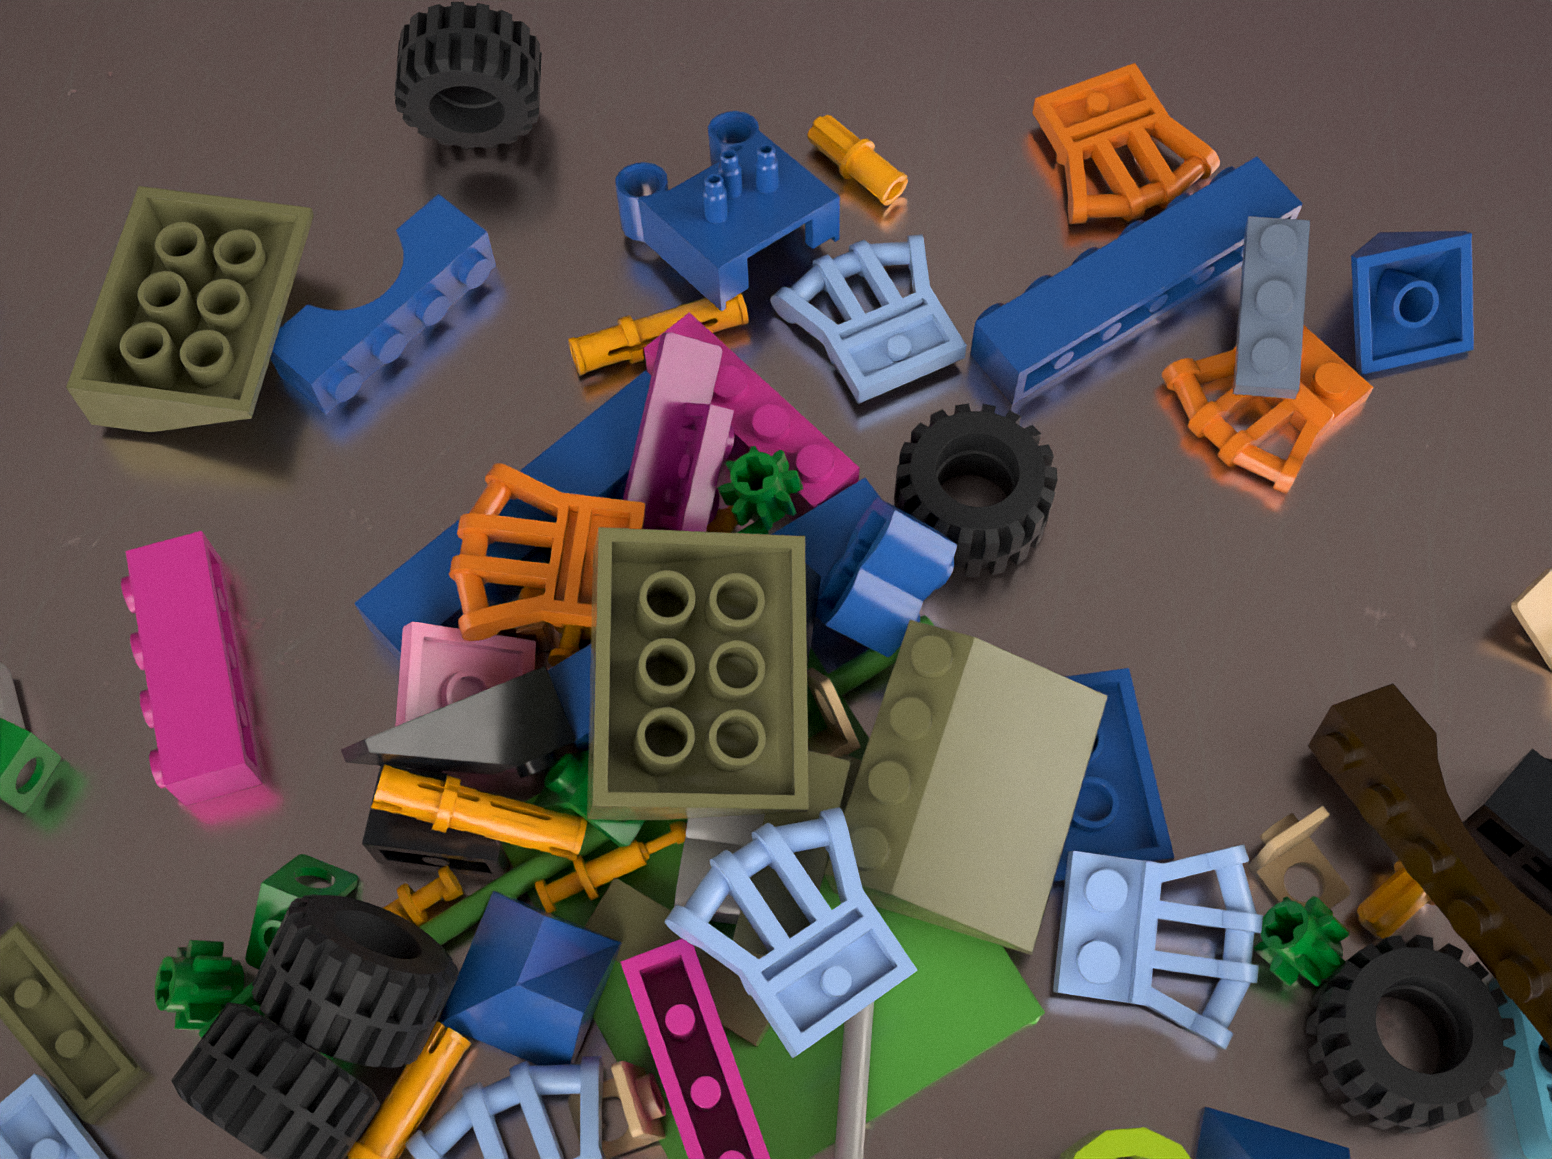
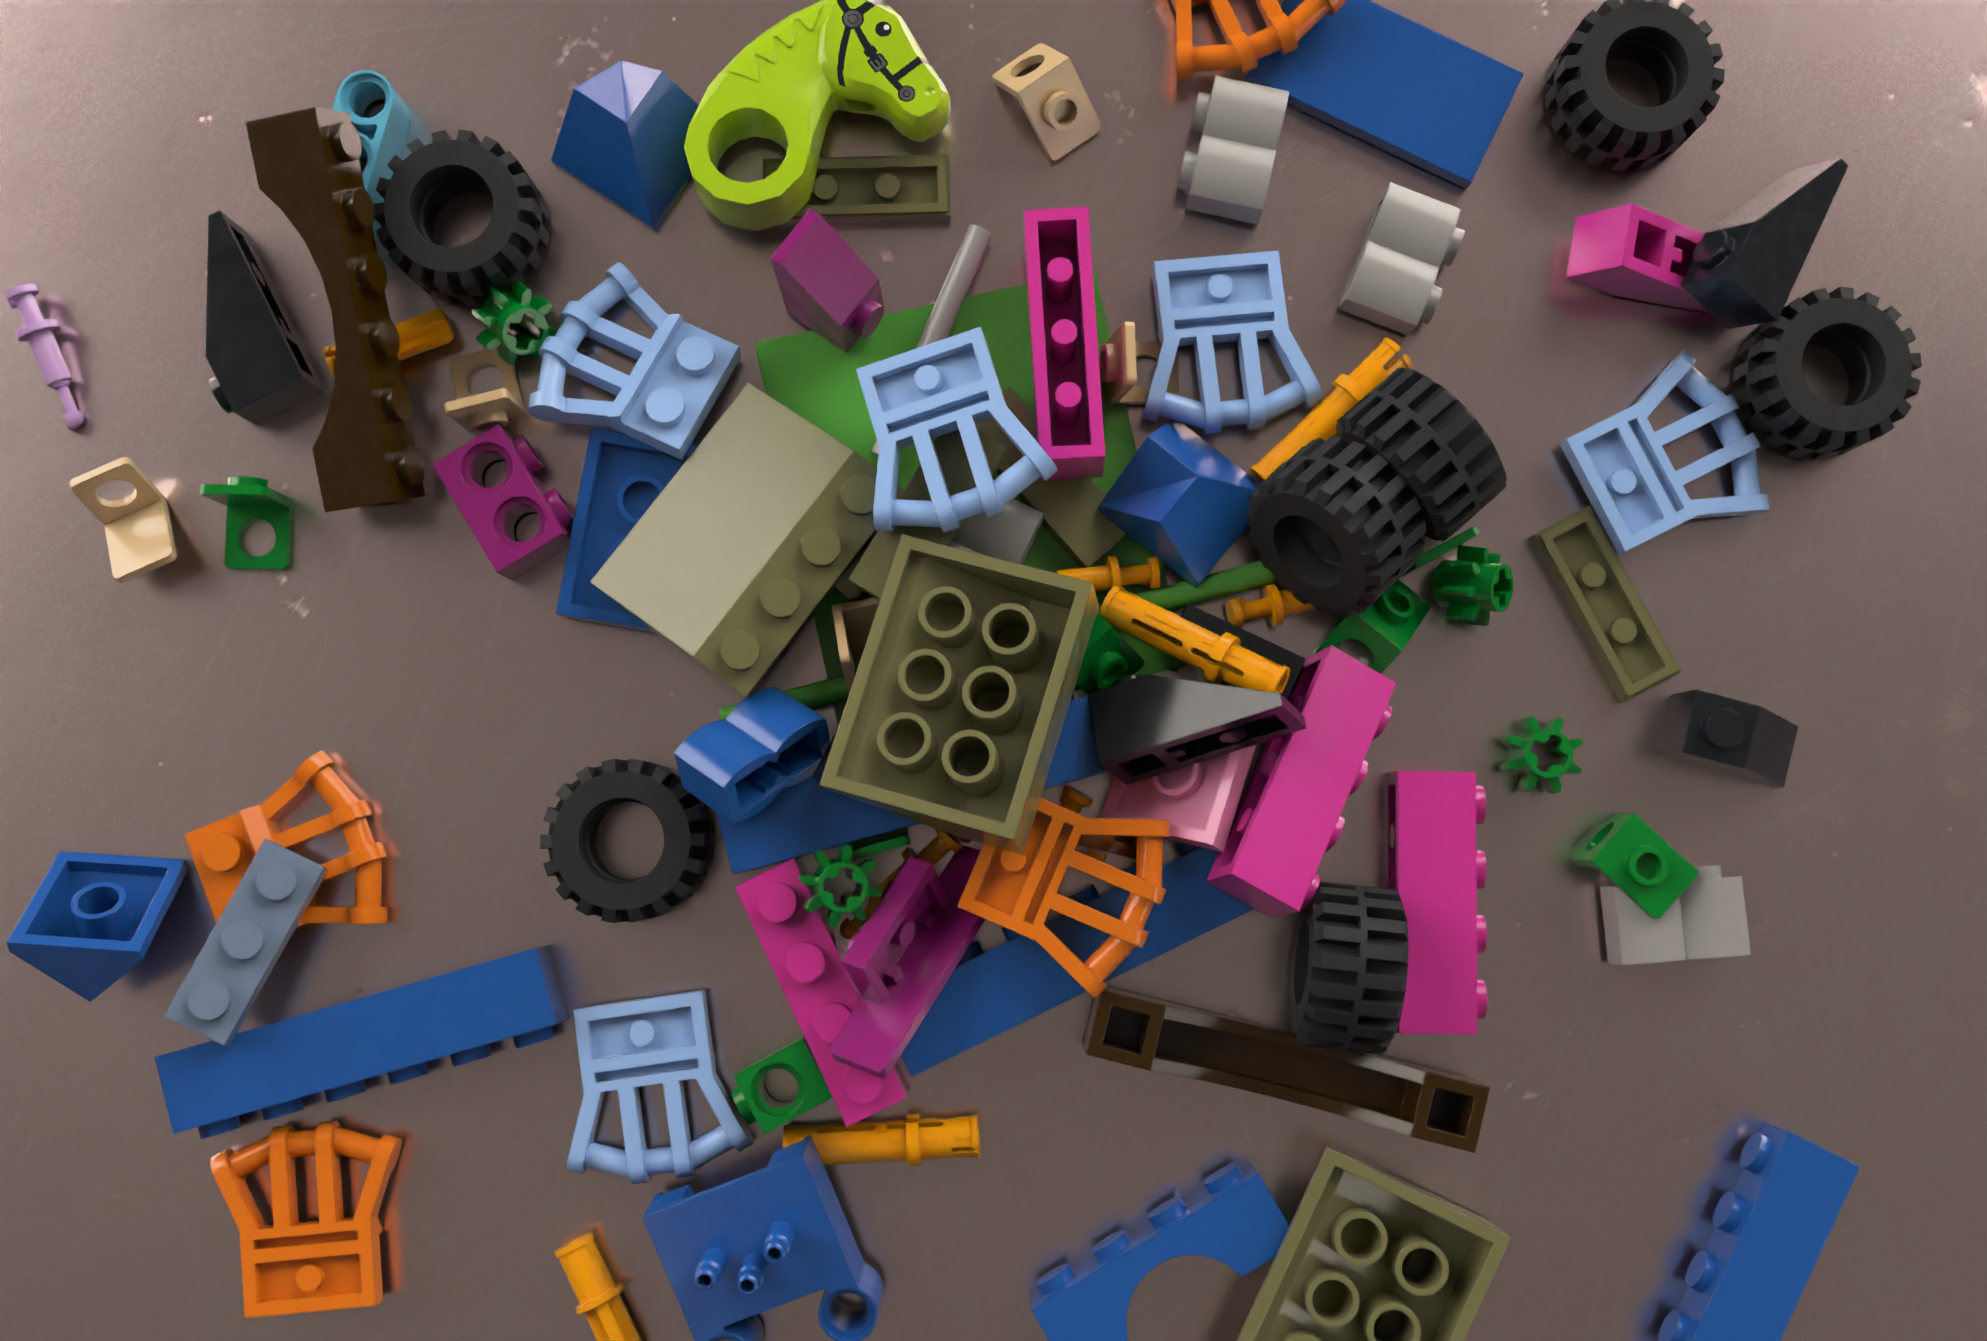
camera: 165 degrees left, 20 degrees up
(101, 836) = (1556, 747): none -> green gear
(198, 488) = (1272, 1063): none -> dark brown arch
(258, 565) = (1349, 968): none -> black tyre
(337, 697) = (1303, 785): none -> dark pink brick
(765, 322) = (758, 1106): none -> green brick
(985, 1080) = (827, 283): none -> magenta slope
(1235, 746) = (495, 510): none -> magenta brick
(1471, 685) = (251, 501): none -> green bracket

